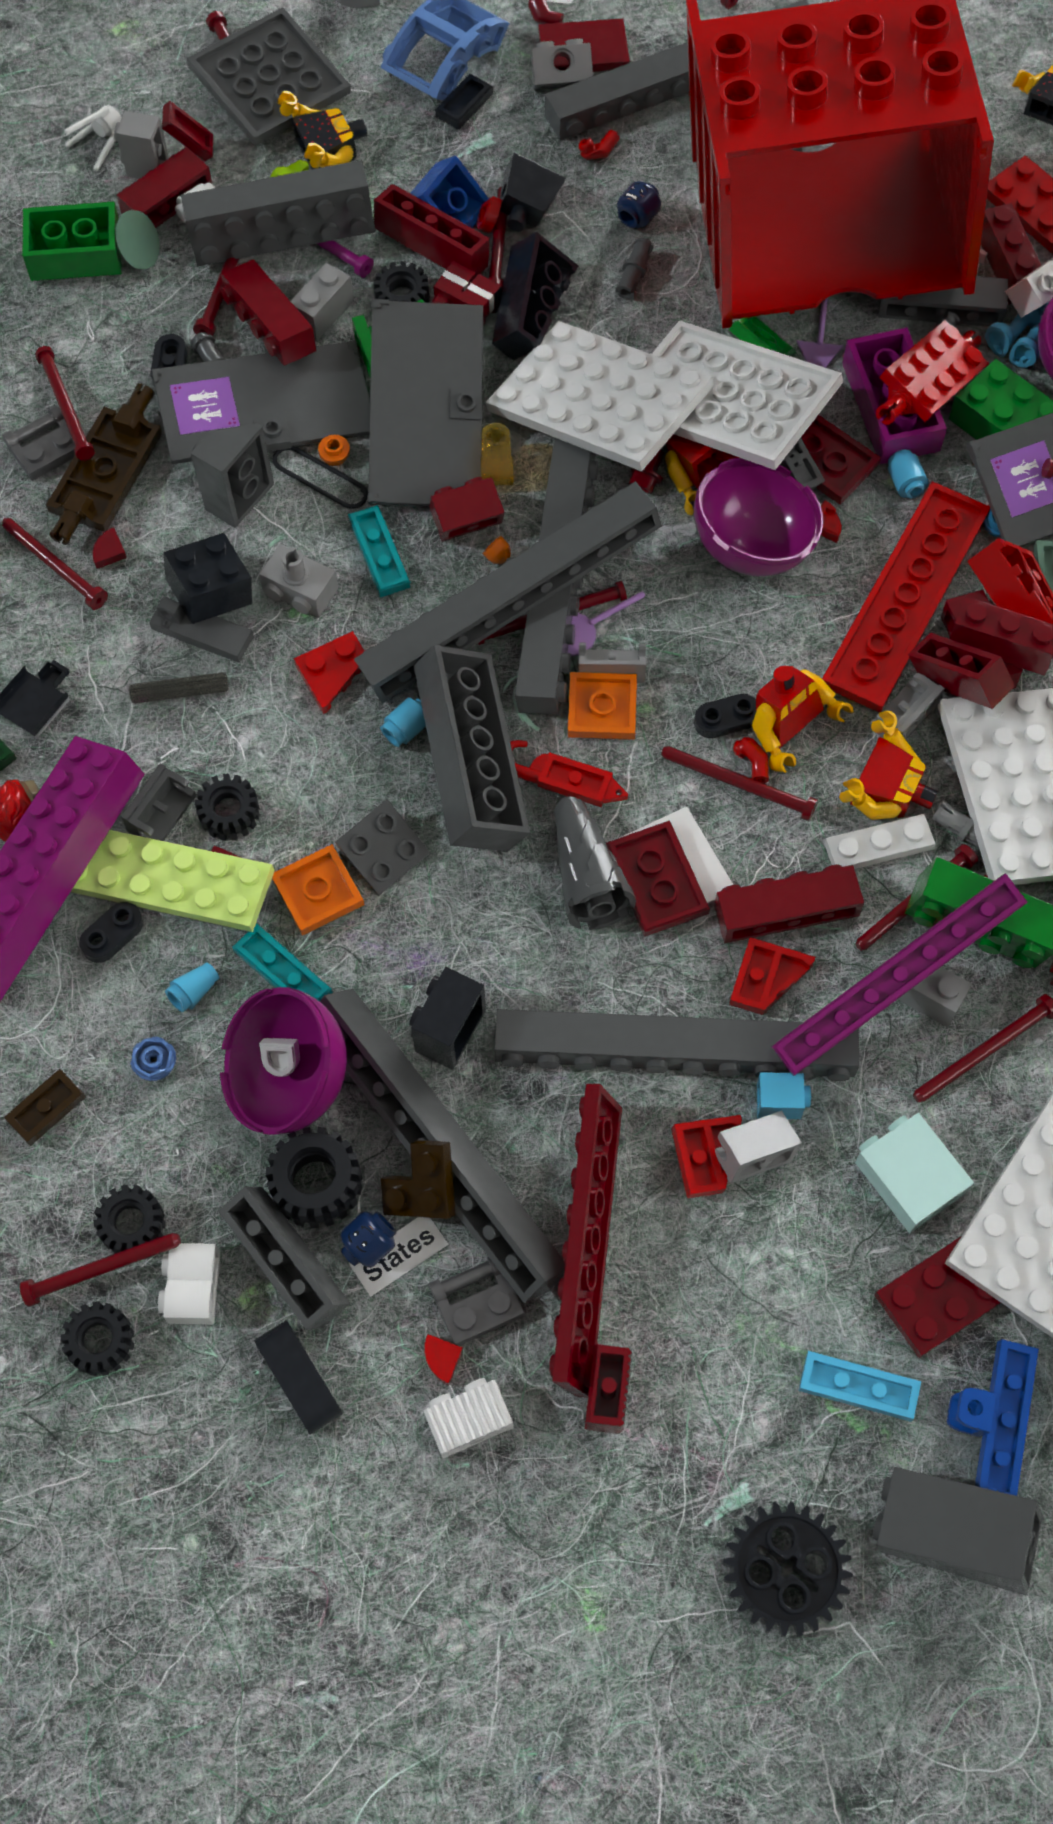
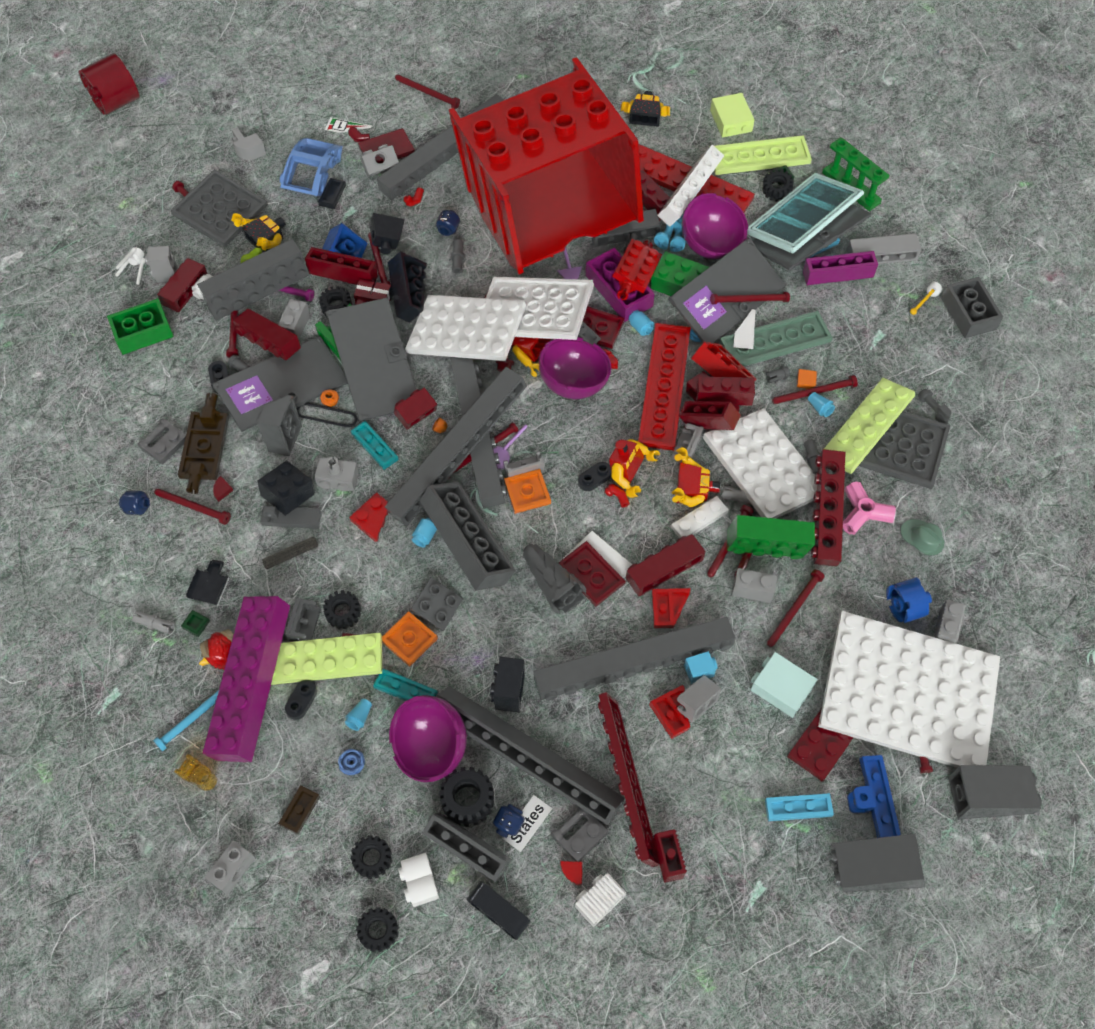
camera: 20 degrees left, 5 degrees down
(33, 1291) = (330, 916): dark red bar -> none
(83, 449) = (188, 437): dark red bar -> none
(137, 239) = (177, 315): sand green sticker -> none
(187, 131) = (184, 249): dark red tile -> none
(280, 1055) = (423, 736): white tile -> none
(428, 1190) = (533, 780): dark brown plate -> none
(489, 214) = (369, 249): red tile -> none
(496, 454) = (421, 374): clear yellow piece -> none
(570, 778) = (525, 534): red plate -> none
(742, 782) = (615, 508): dark red bar -> none
(758, 333) = (535, 271): green tile -> none
(767, 1599) = (795, 939): black gear -> none
(899, 974) = (739, 583): magenta tile -> none

